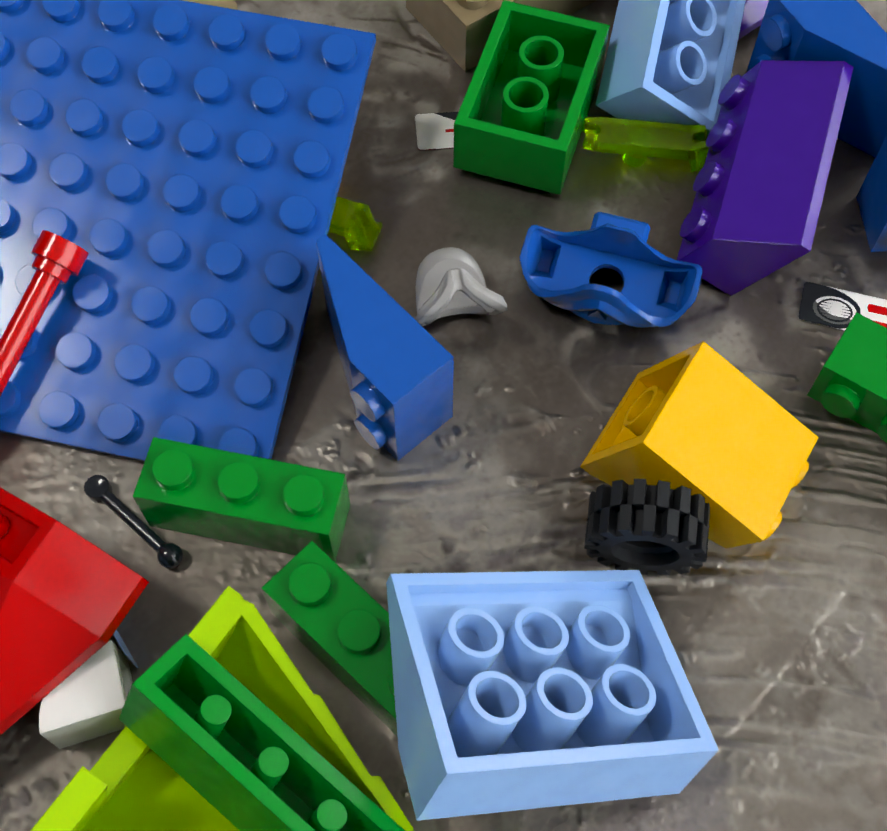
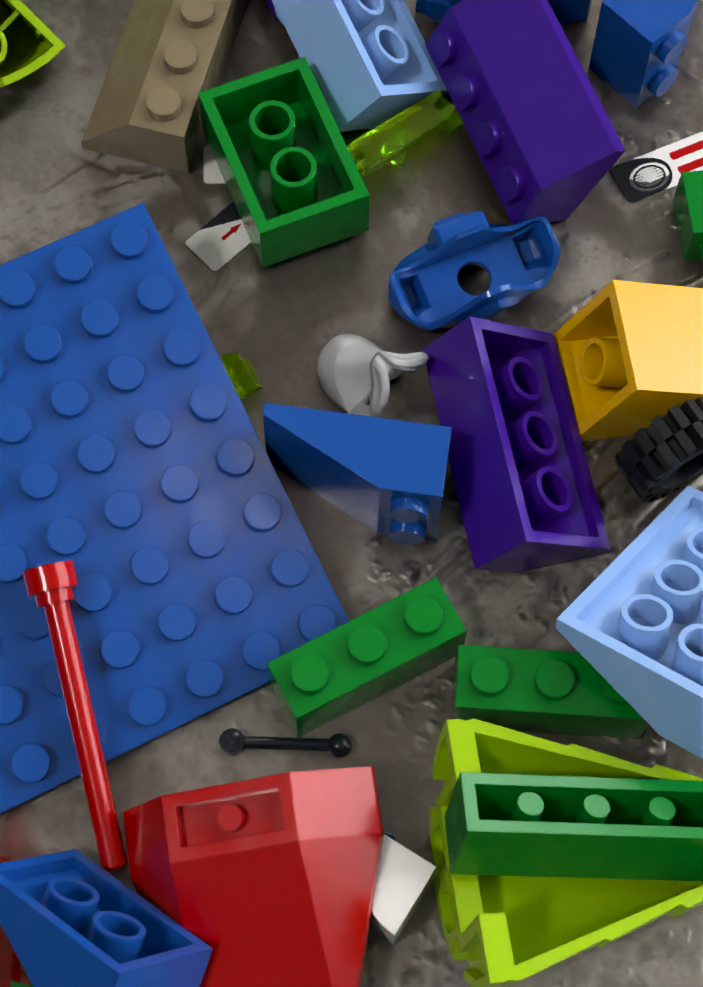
camera: 40 degrees left, 5 degrees up
(518, 432) = (514, 447): none -> dark purple slope

